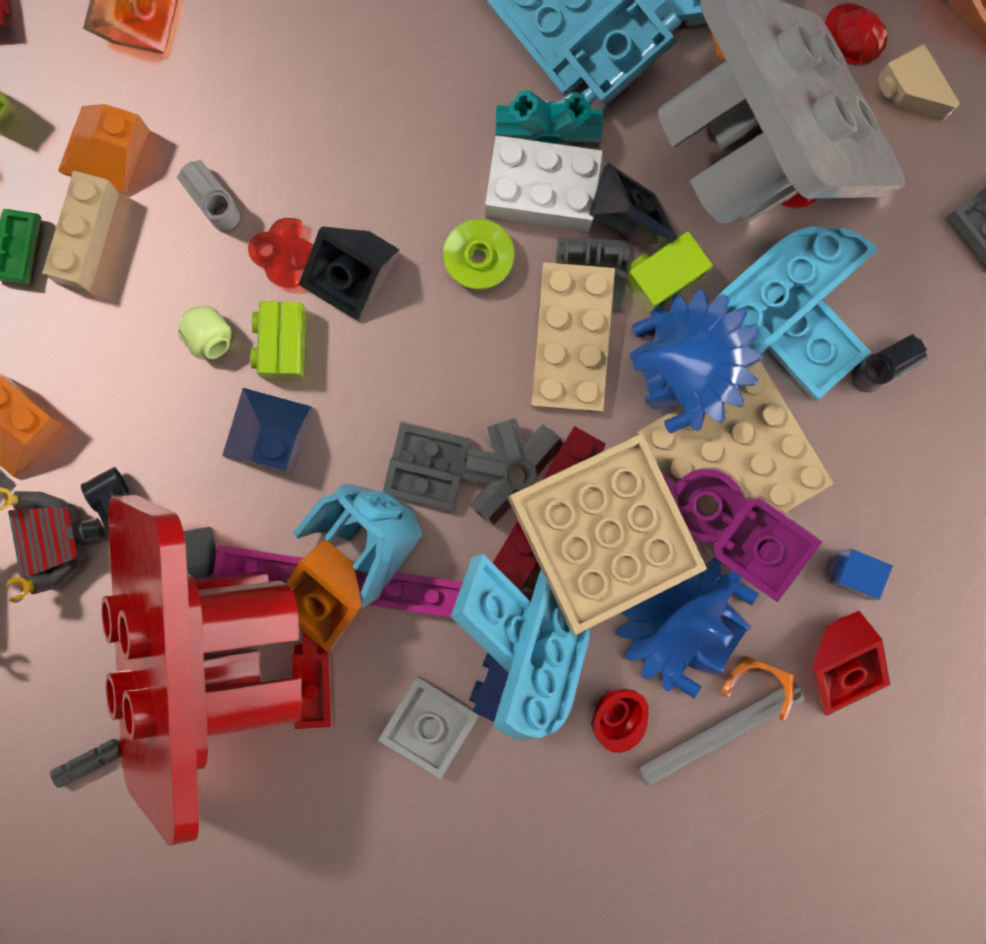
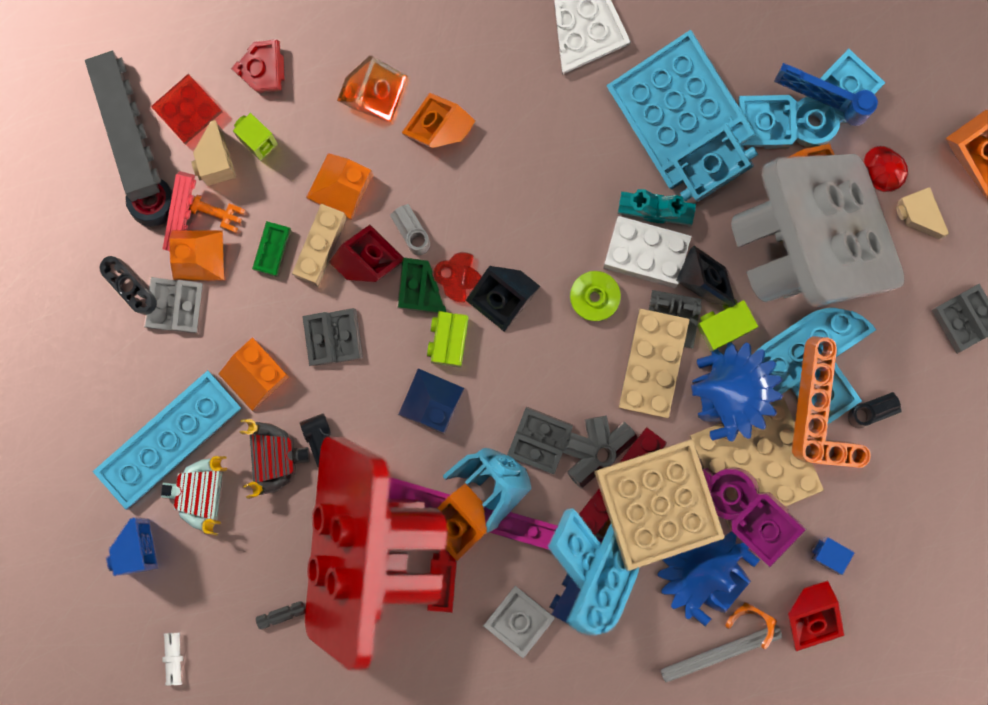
camera: 15 degrees right, 0 degrees up
(116, 359) = (332, 337): none -> dark grey slope
(147, 239) = (366, 257): none -> dark red slope
(204, 332) = (397, 327): yellowish green head -> none
(228, 274) = (418, 288): none -> dark green wing
(232, 41) = (438, 122): none -> orange slope
(620, 719) = (652, 634): red piece -> none
(817, 371) = (820, 411): none -> orange beam

